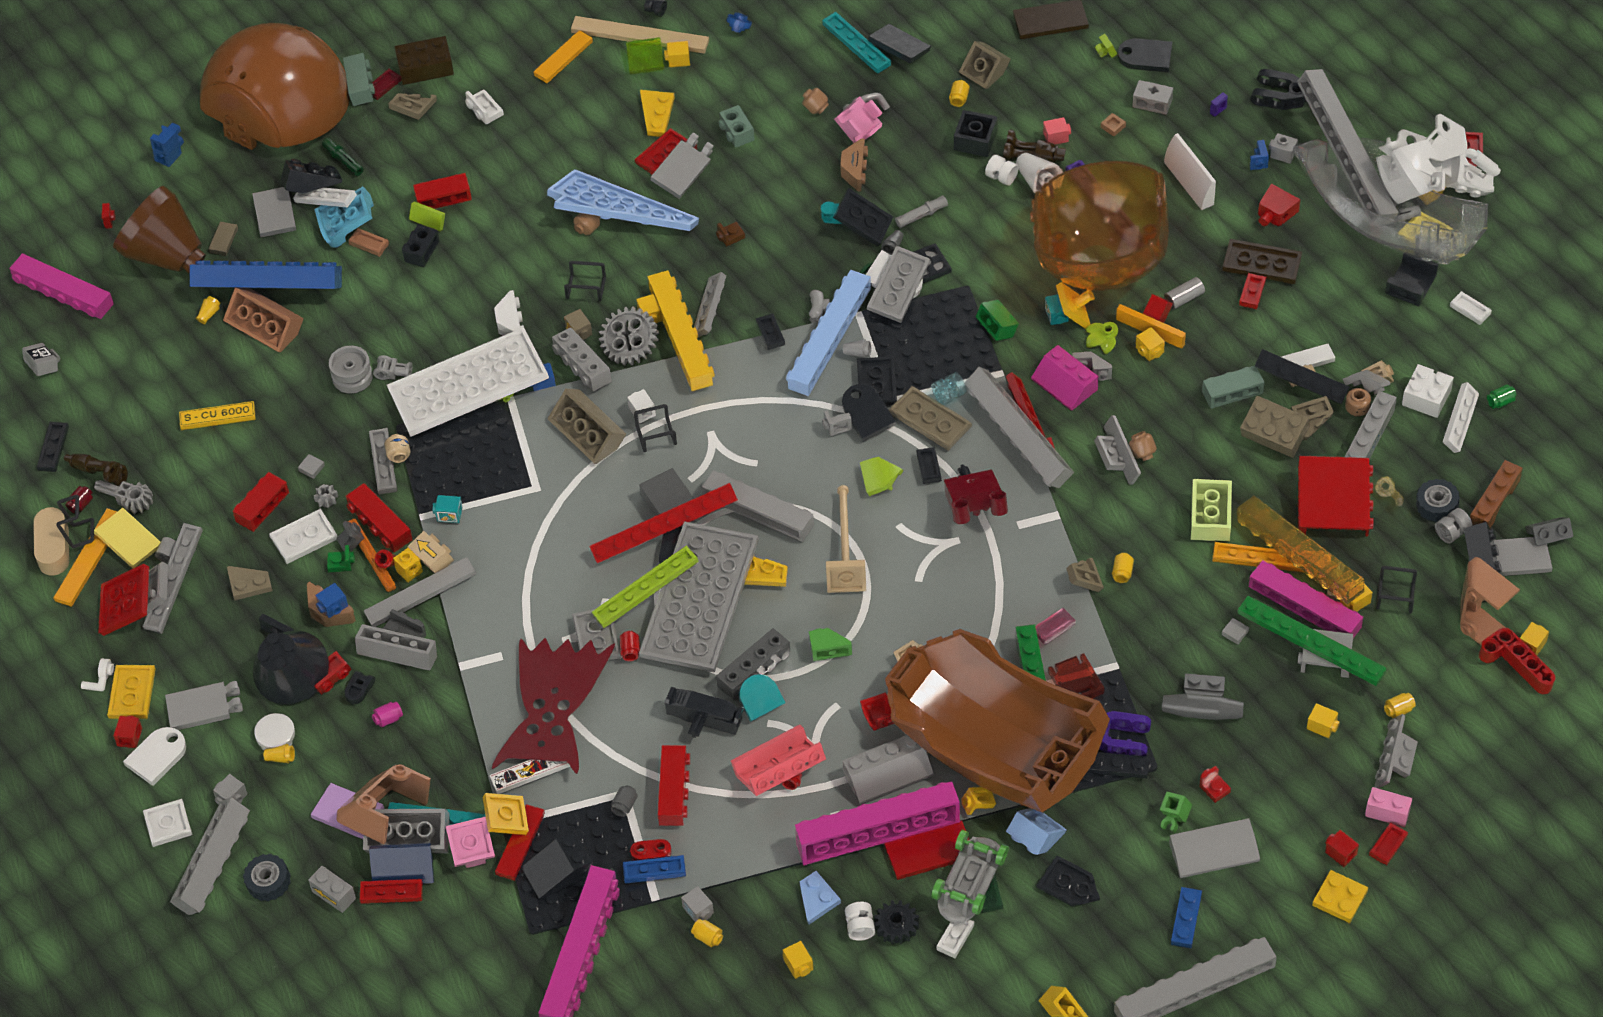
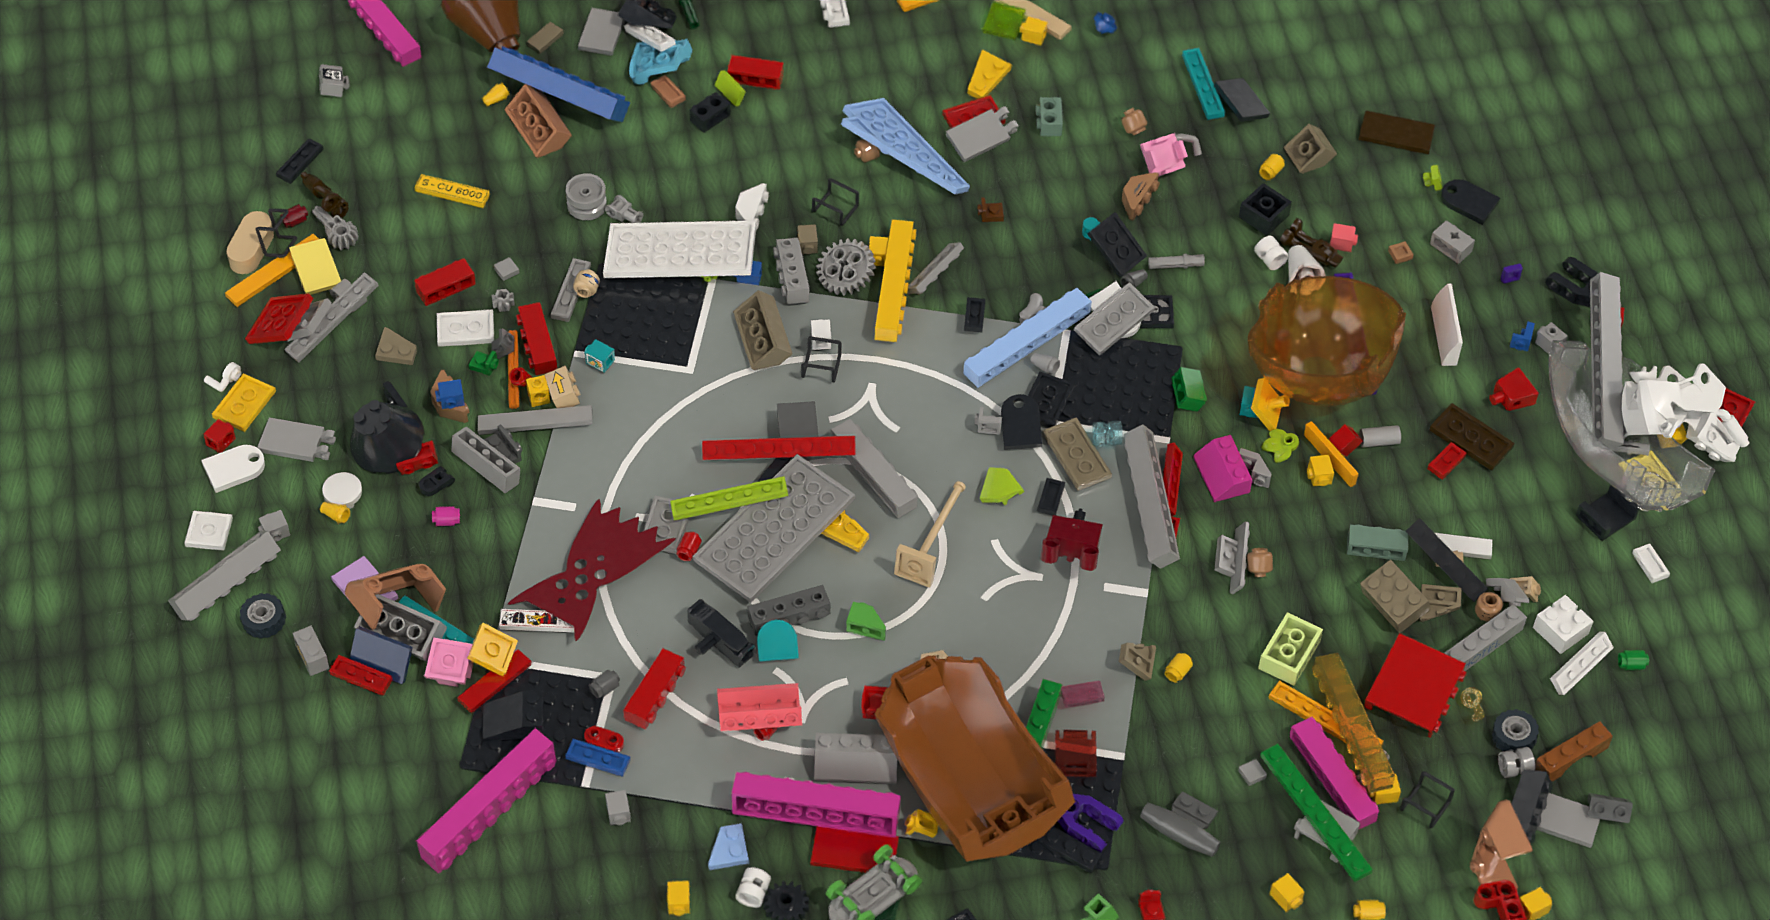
camera: 20 degrees right, 0 degrees up
(707, 932) = (612, 836): yellow brick -> none
(1035, 830) = (960, 877): light blue slope -> none

